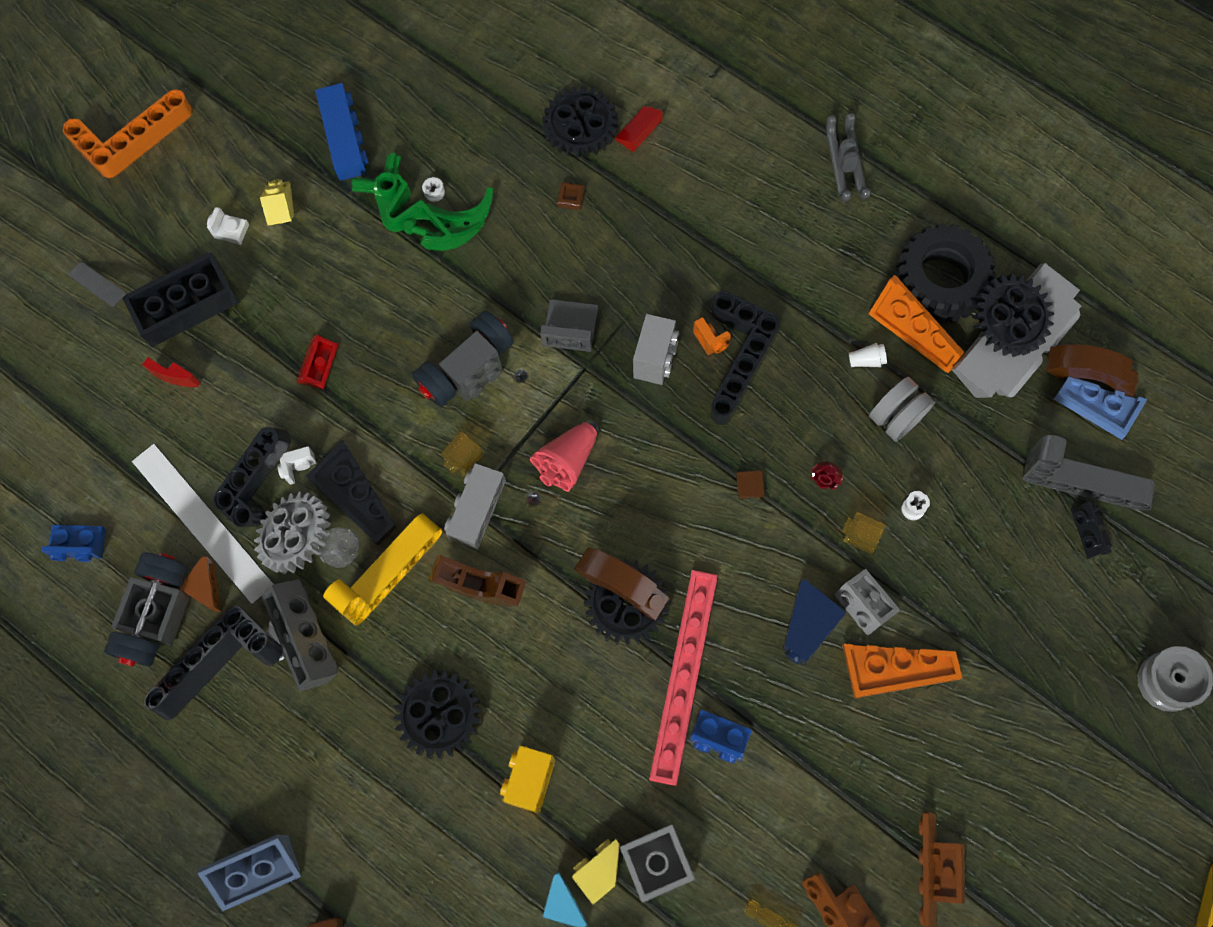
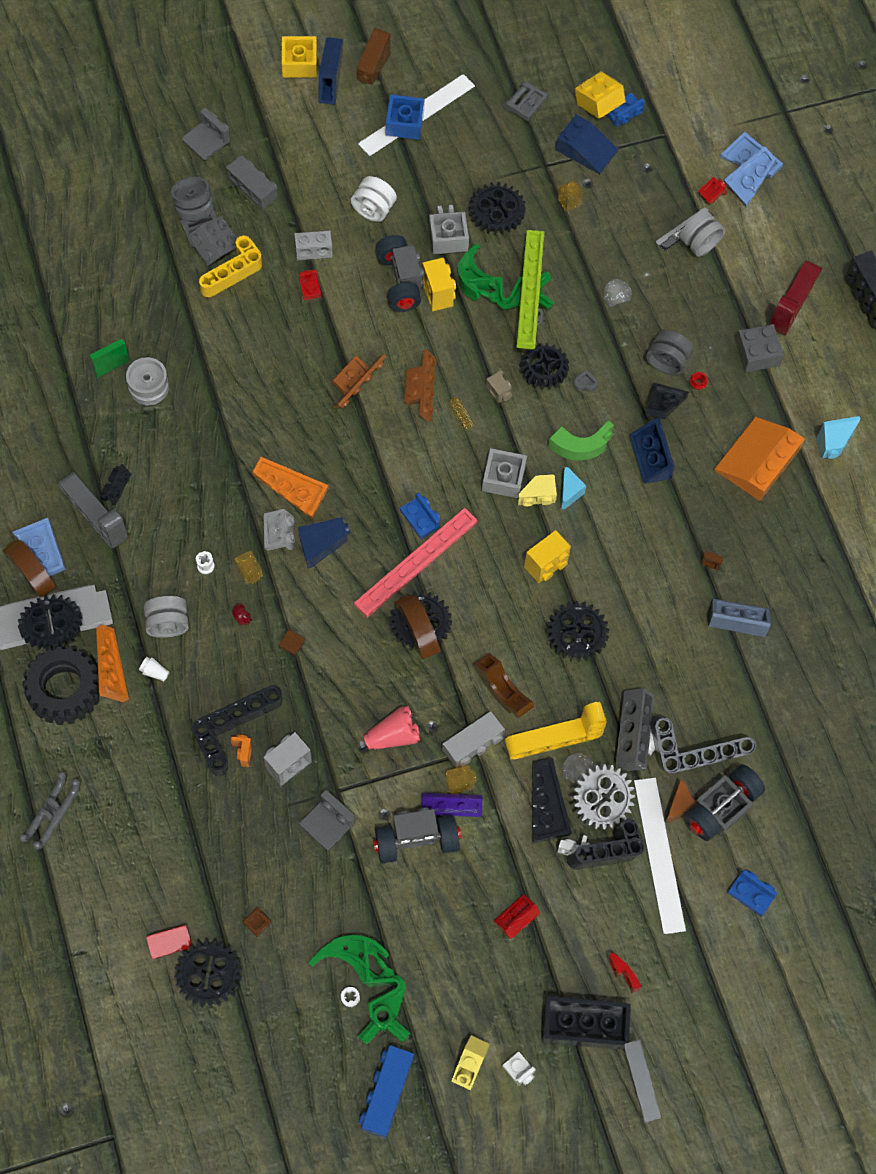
camera: 155 degrees left, 5 degrees down
(453, 423) = (453, 804): none -> dark purple plate

